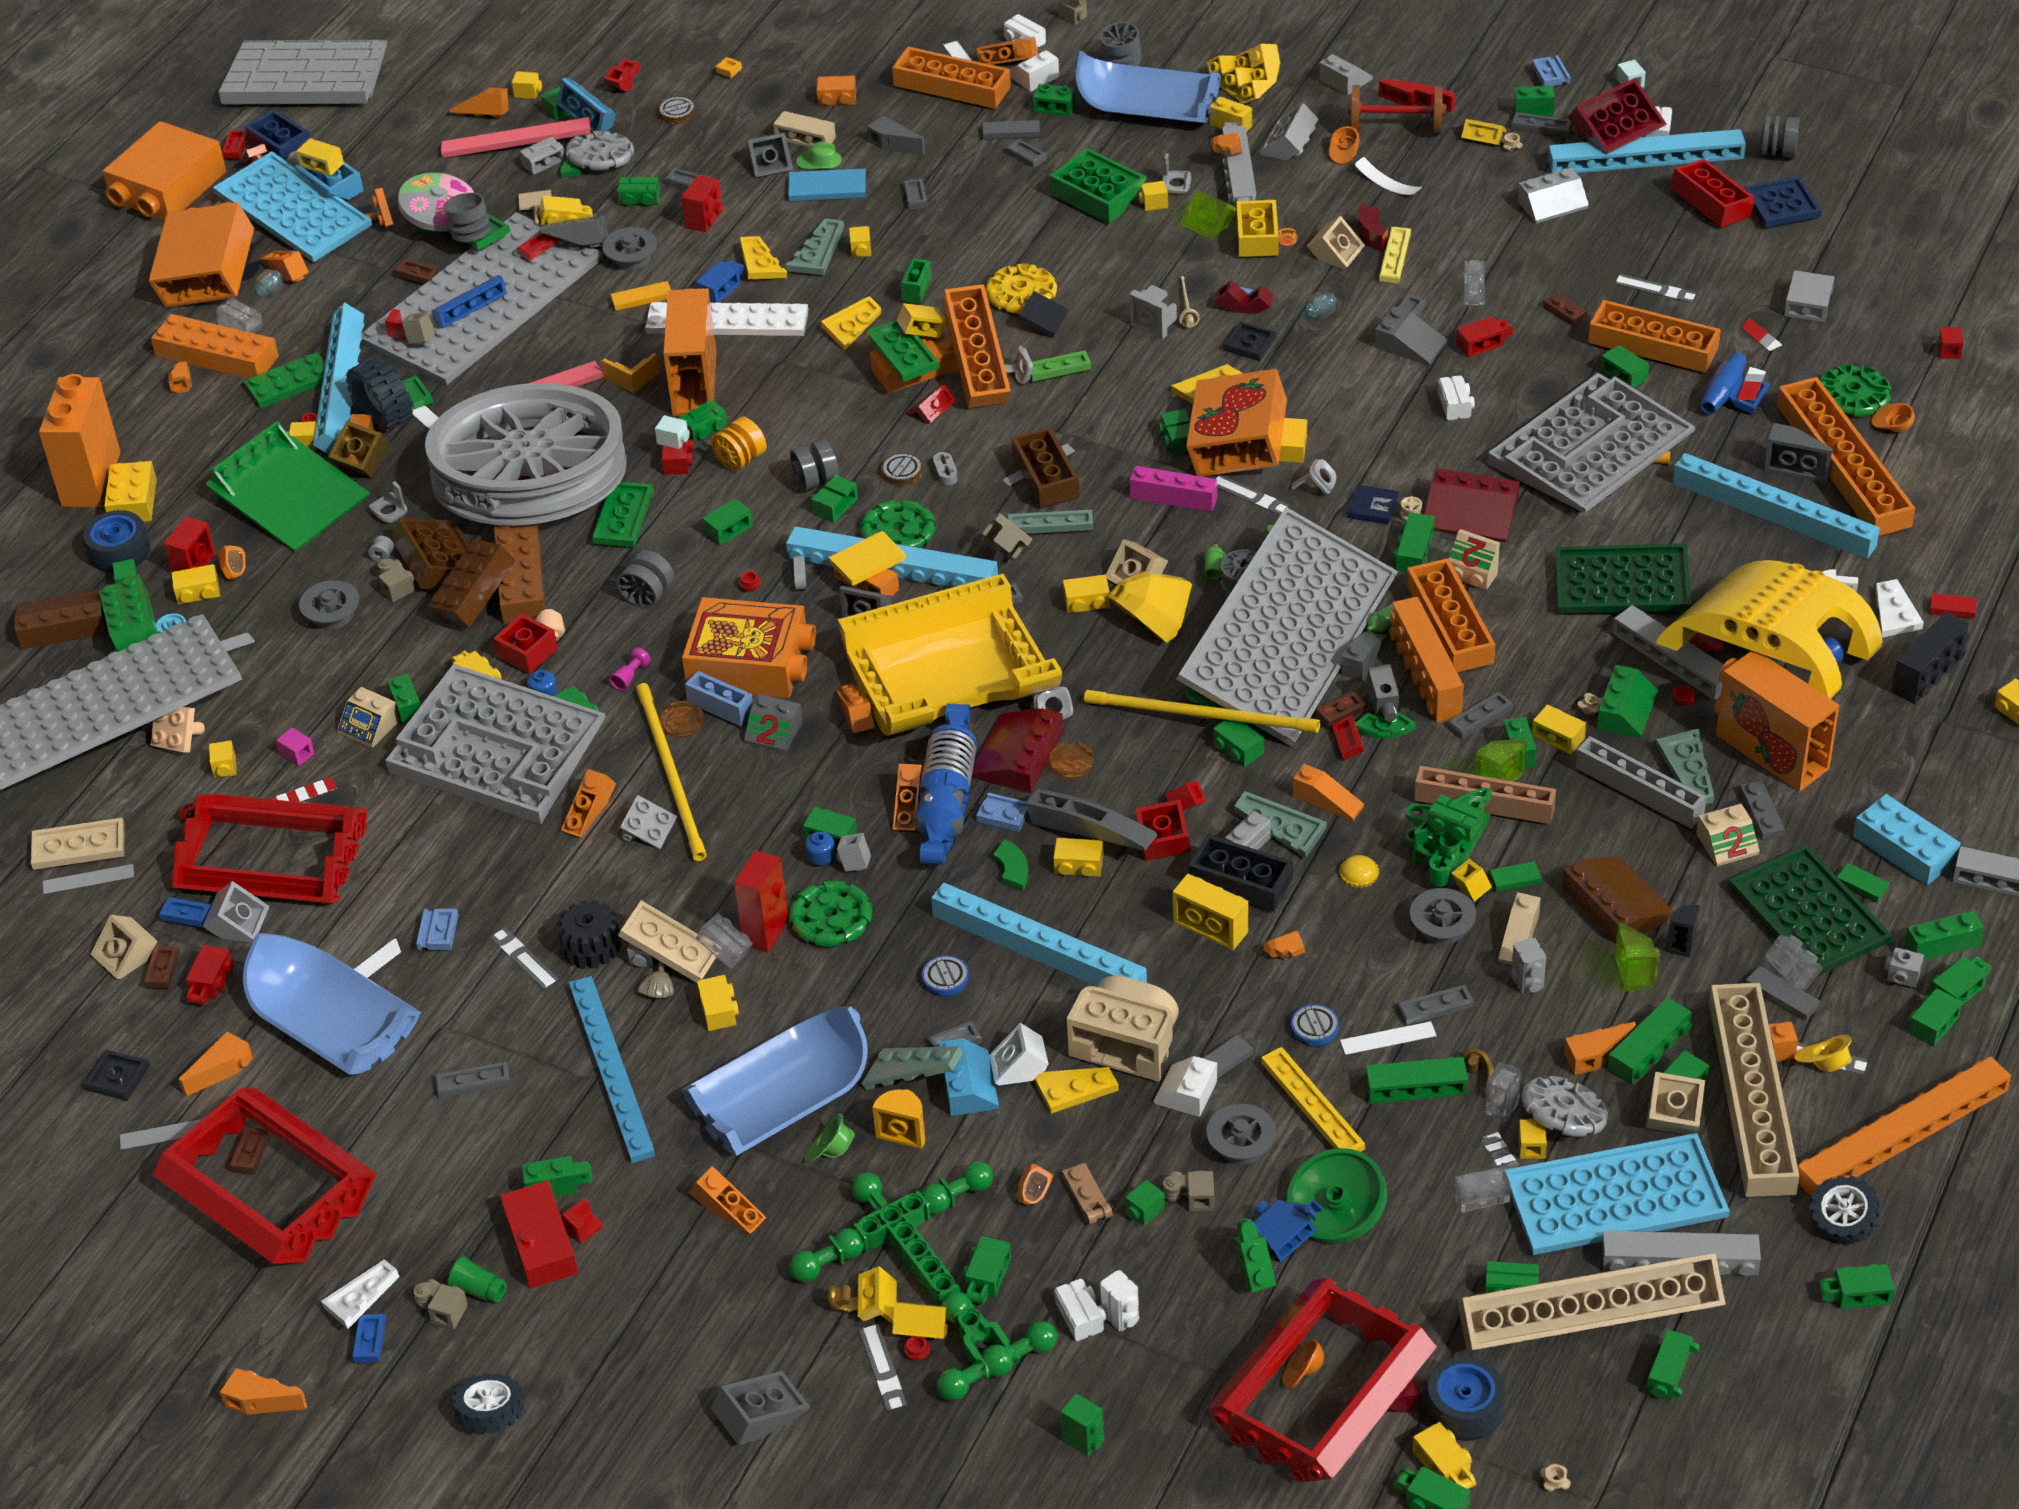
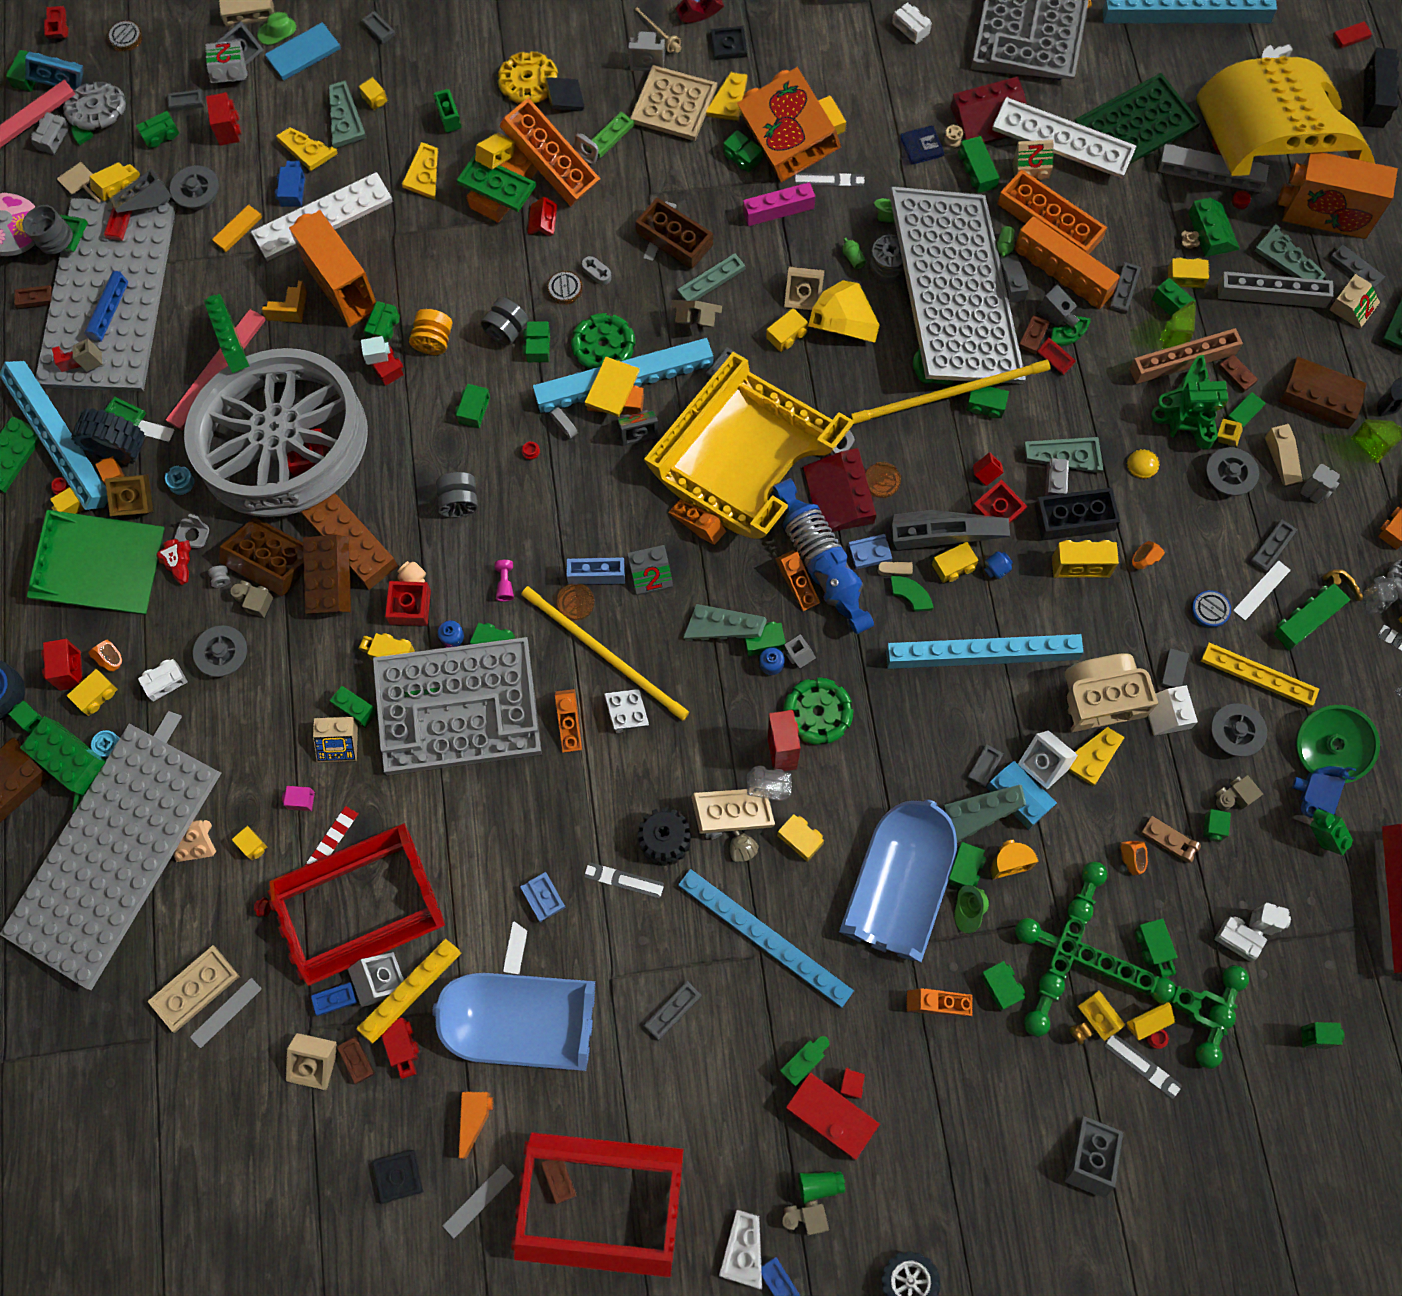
camera: 35 degrees left, 25 degrees up
(244, 934) = (408, 991): none -> yellow plate
(262, 603) = (162, 679): none -> white brick
(357, 517) = (175, 559): none -> red rock
(414, 462) = (179, 480): none -> medium azure wheel
(550, 360) = (226, 333): none -> green brick
(623, 514) = (387, 442): green plate -> none
(744, 160) = (225, 61): none -> light grey slope
(750, 645) = (584, 513): brick -> none
(799, 793) = (722, 623): none -> sand green wing
(800, 1220) = (1002, 985): none -> green brick
(854, 1104) = (966, 866): none -> green brick
(945, 975) = (938, 715): tile -> none
(1015, 835) = (895, 569): none -> tan bar
(1120, 879) = (998, 565): none -> blue head
(1146, 365) = (674, 102): none -> tan plate
(1315, 475) = (870, 141): light grey piece -> none
(1324, 792) = (1076, 411): orange slope -> none
(1525, 554) = (1069, 138): none -> white plate
(1536, 841) = (1238, 373): none -> copper plate
(1895, 609) = (1320, 53): white wing -> none

